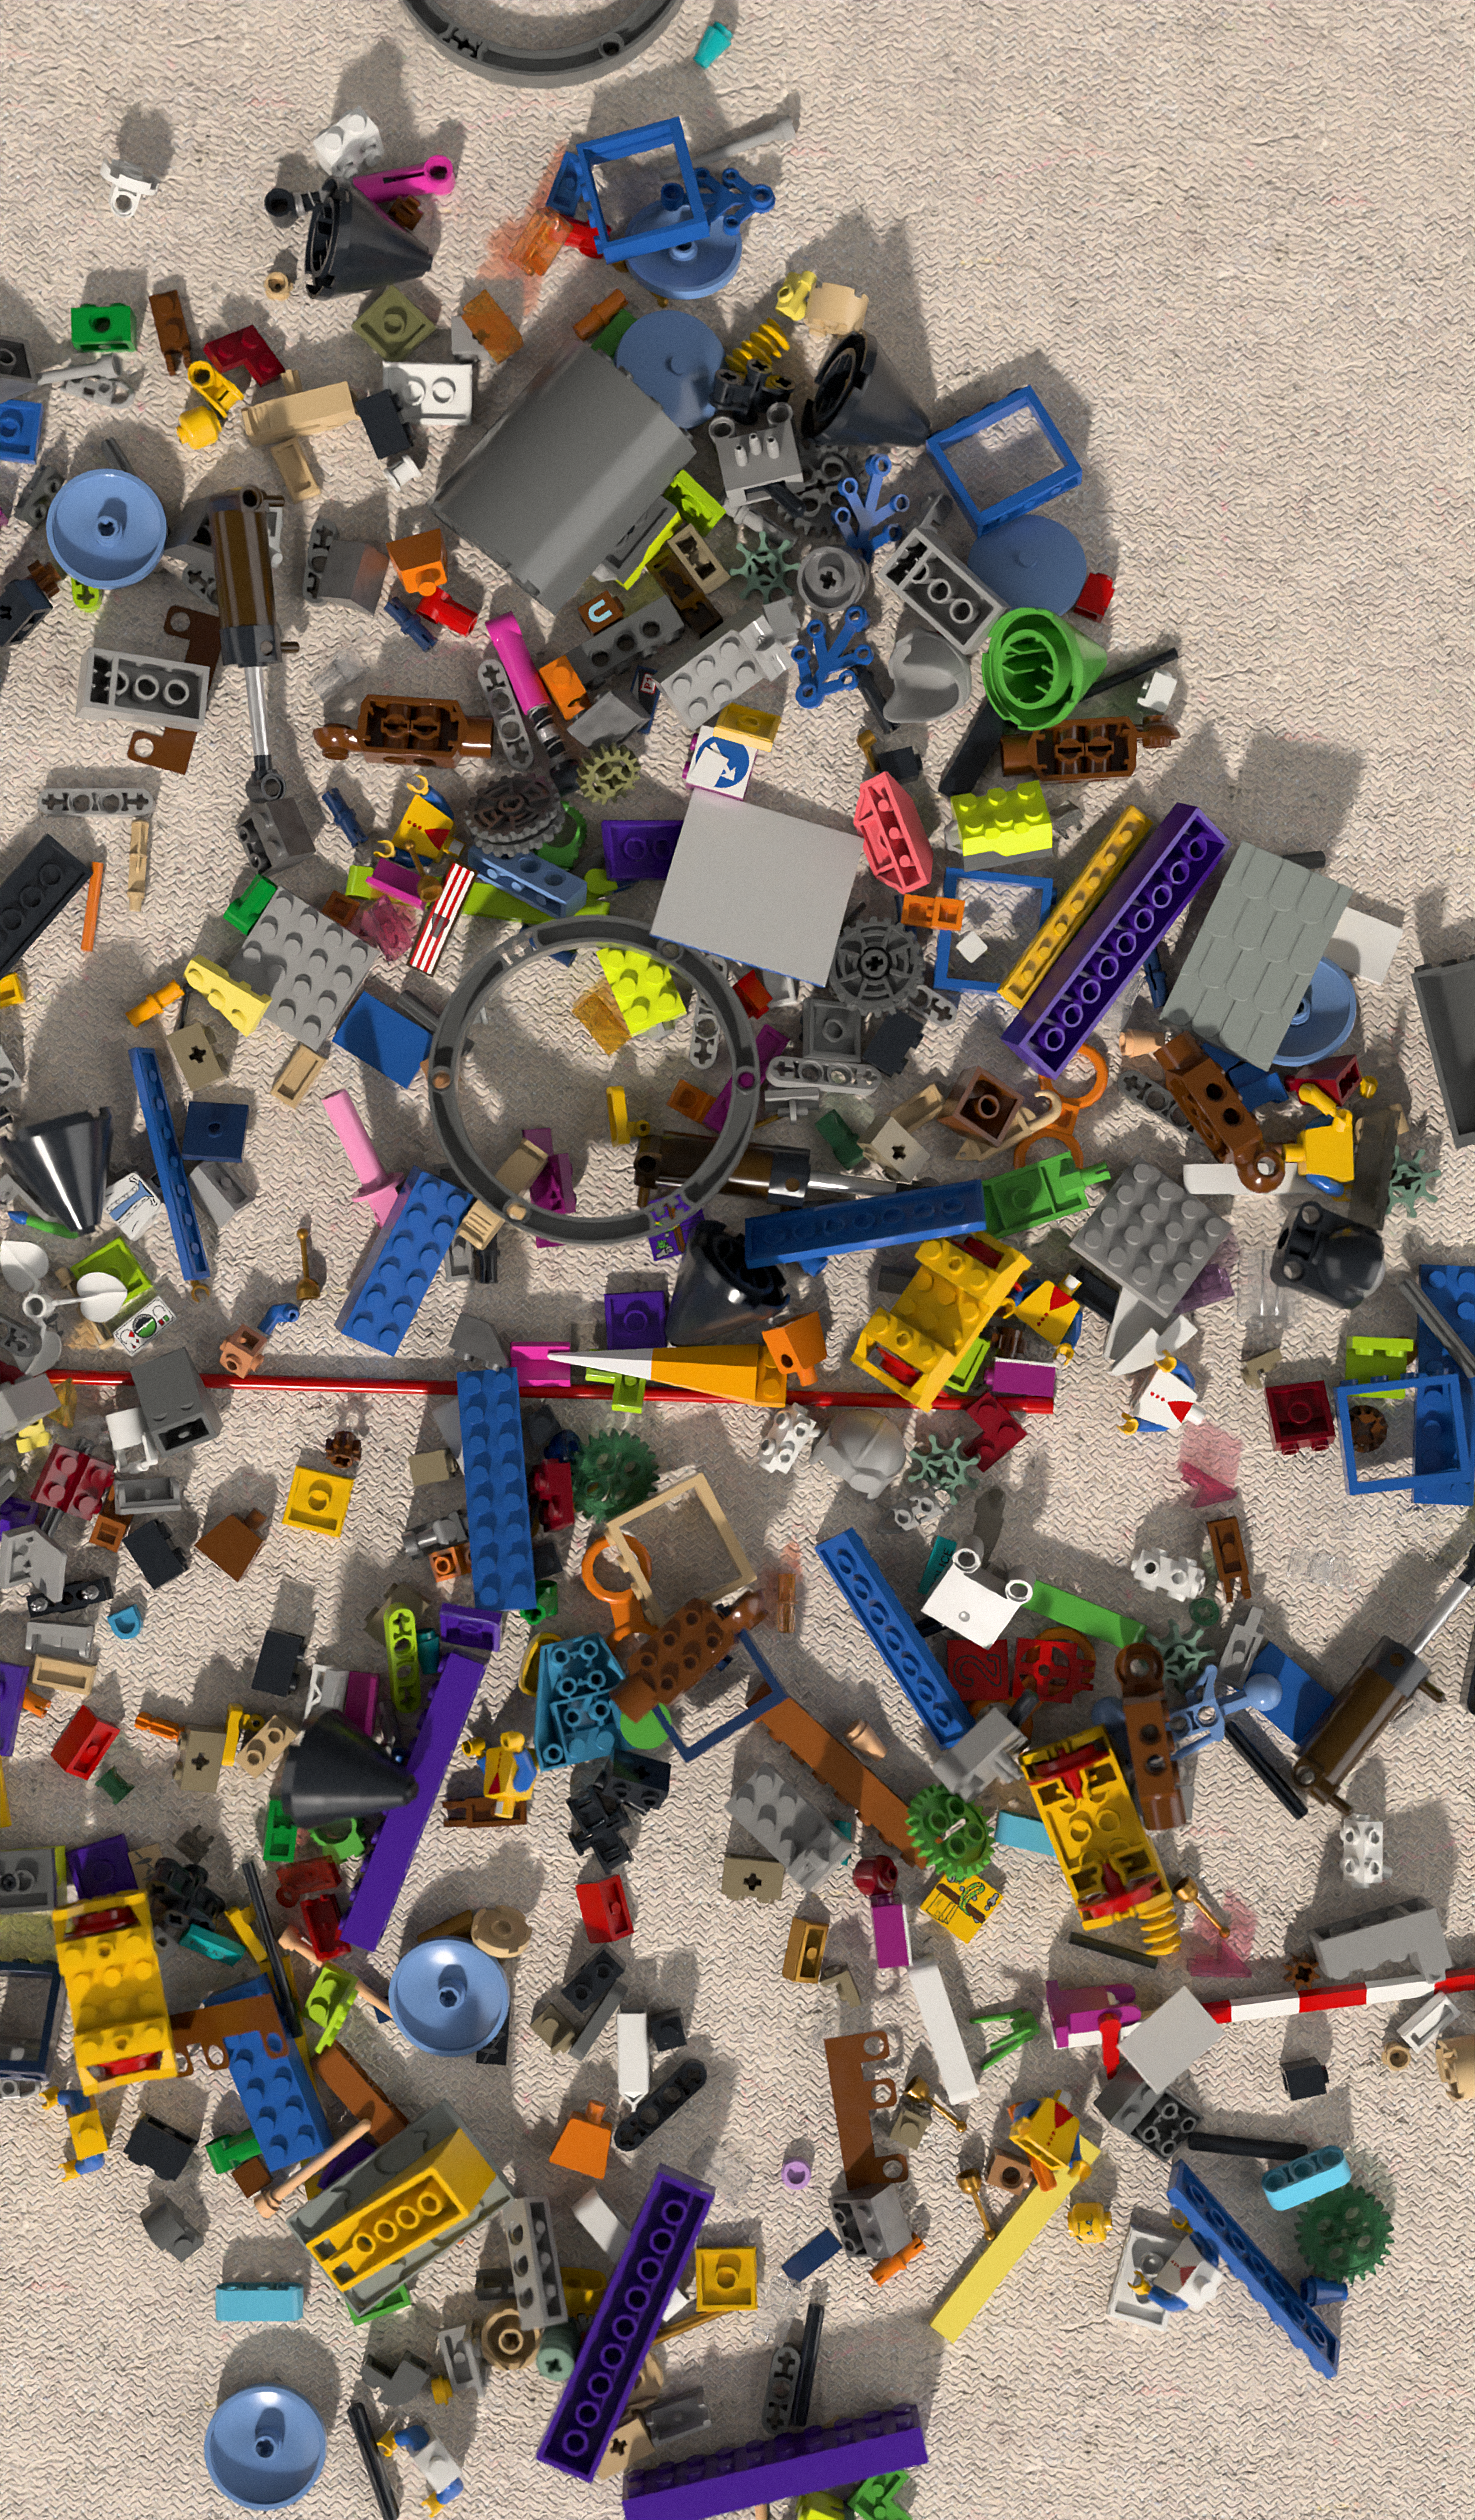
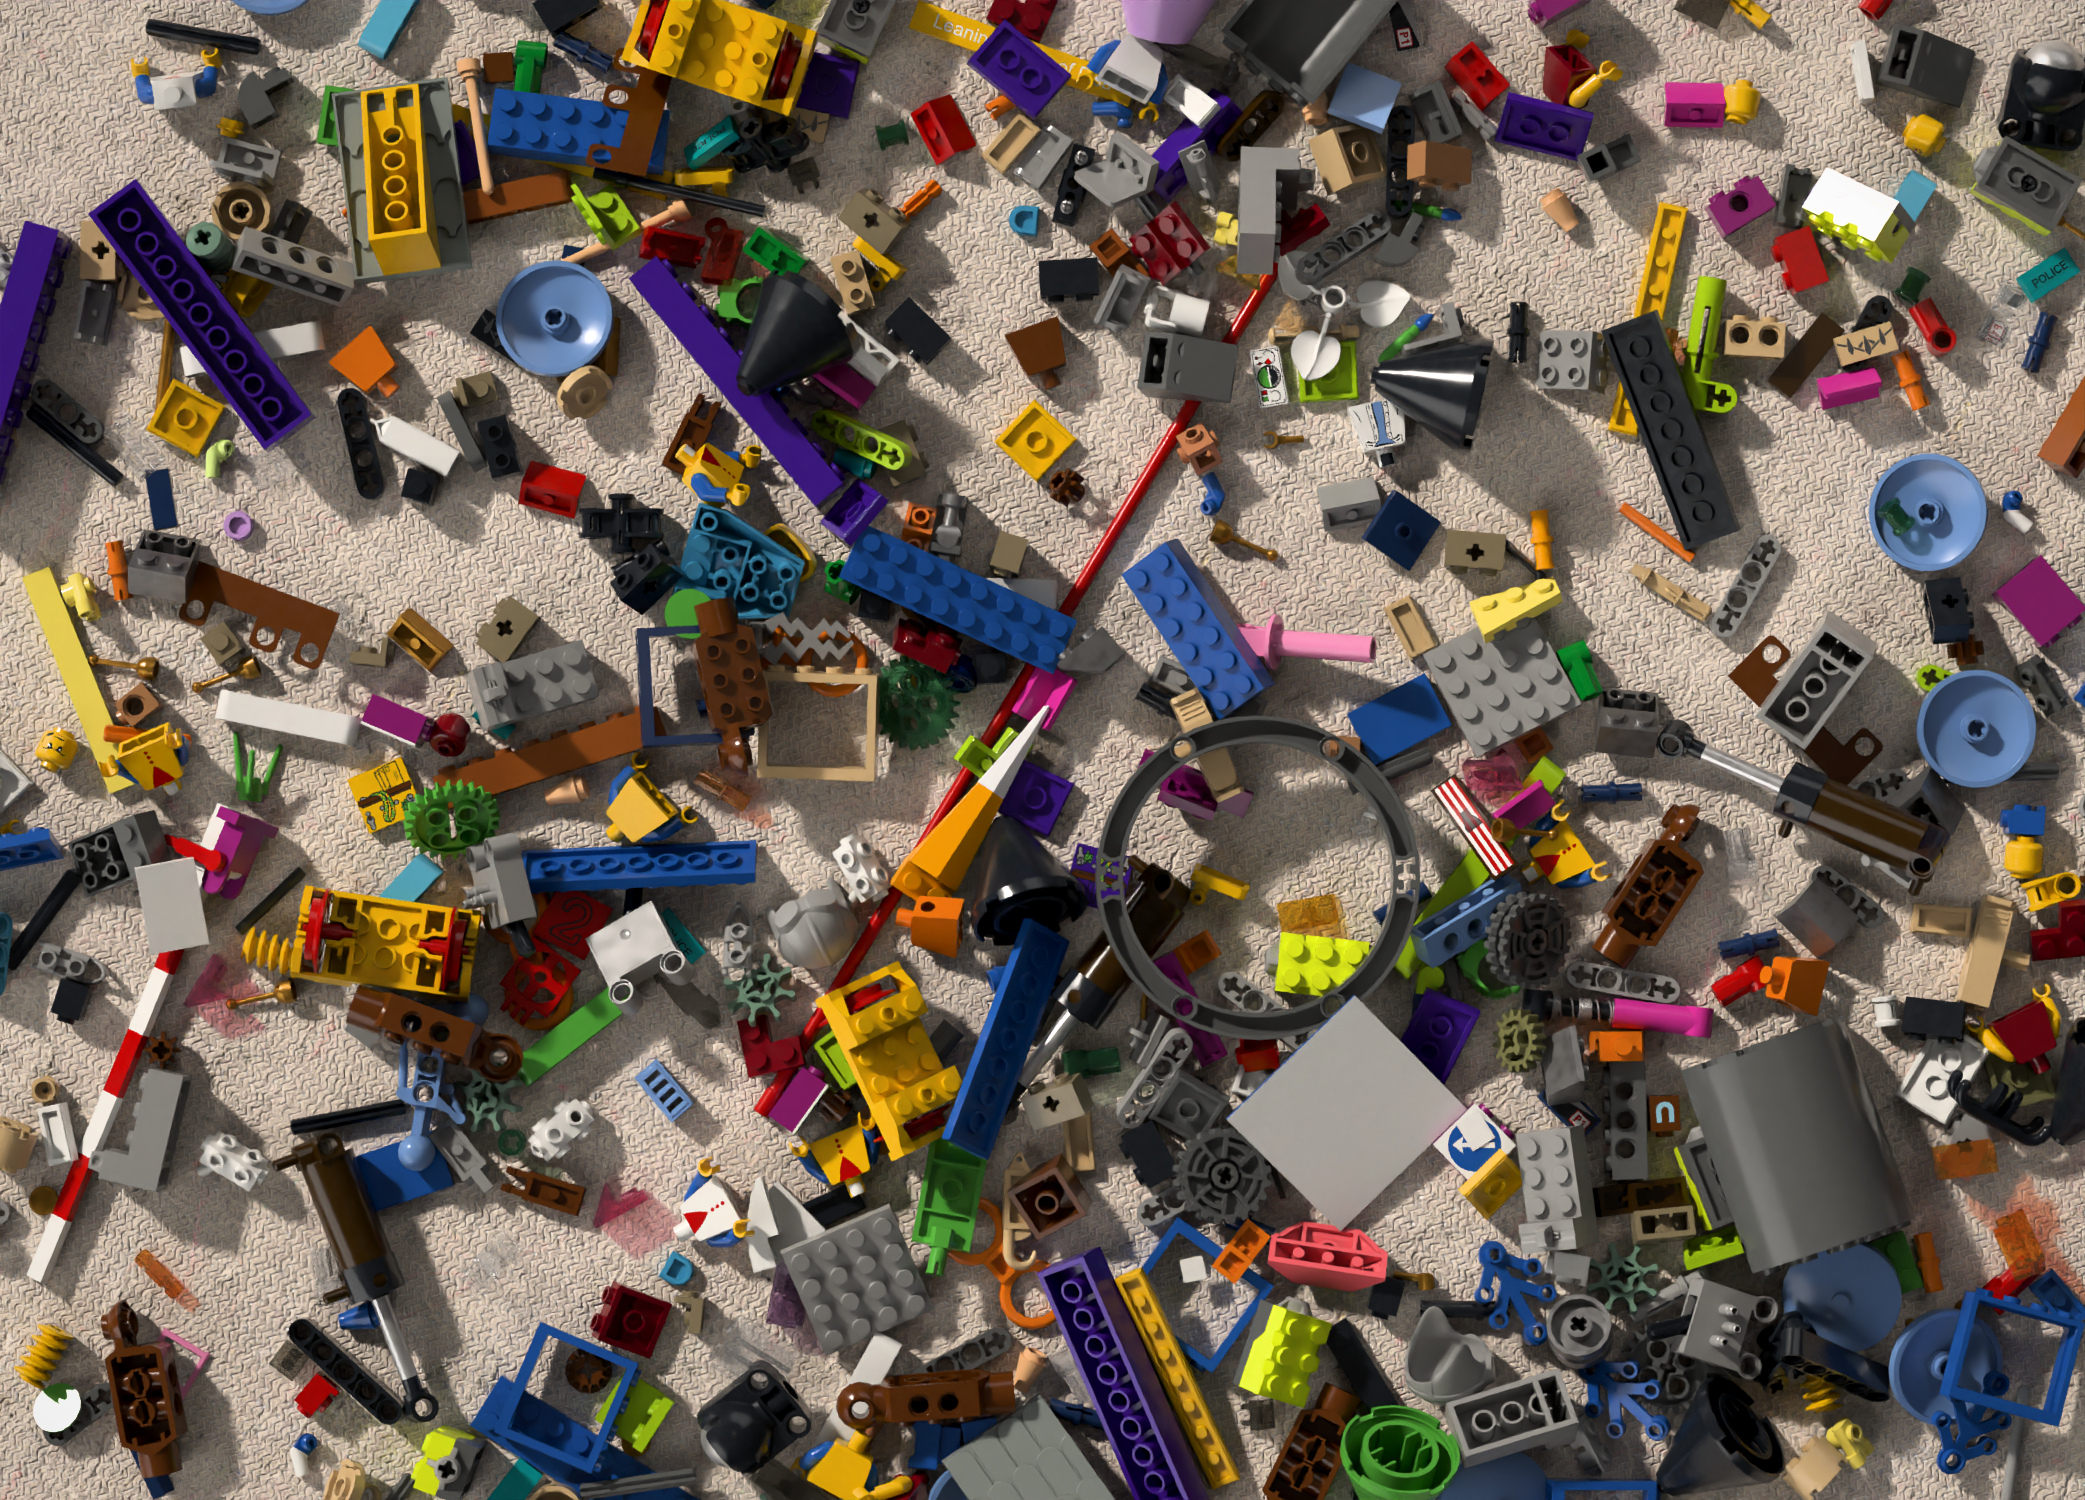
camera: 125 degrees right, 0 degrees up
(166, 445) = (2023, 820): none -> blue brick
(169, 1163) = (1396, 475): blue tile -> none
(194, 2107) = (583, 51): none -> dark blue pin
(351, 339) = (2023, 1032): none -> dark red torso
(432, 323) = (1998, 1115): none -> black piece
(638, 1626) = (810, 639): none -> light grey piece
(735, 339) = (1834, 1364): none -> black beam
(745, 2230) = (217, 454): none -> yellowish green arm
(844, 1666) = (640, 808): none -> yellow torso
(939, 2282) = (80, 594): none -> light yellow plate
(1070, 1498) = (681, 1108): none -> medium blue slope
(1231, 1400) = (677, 1269): none -> dark azure tile
(1272, 2091) = (75, 966): none -> light grey piece
(1436, 1658) = (359, 1318): none -> blue cone

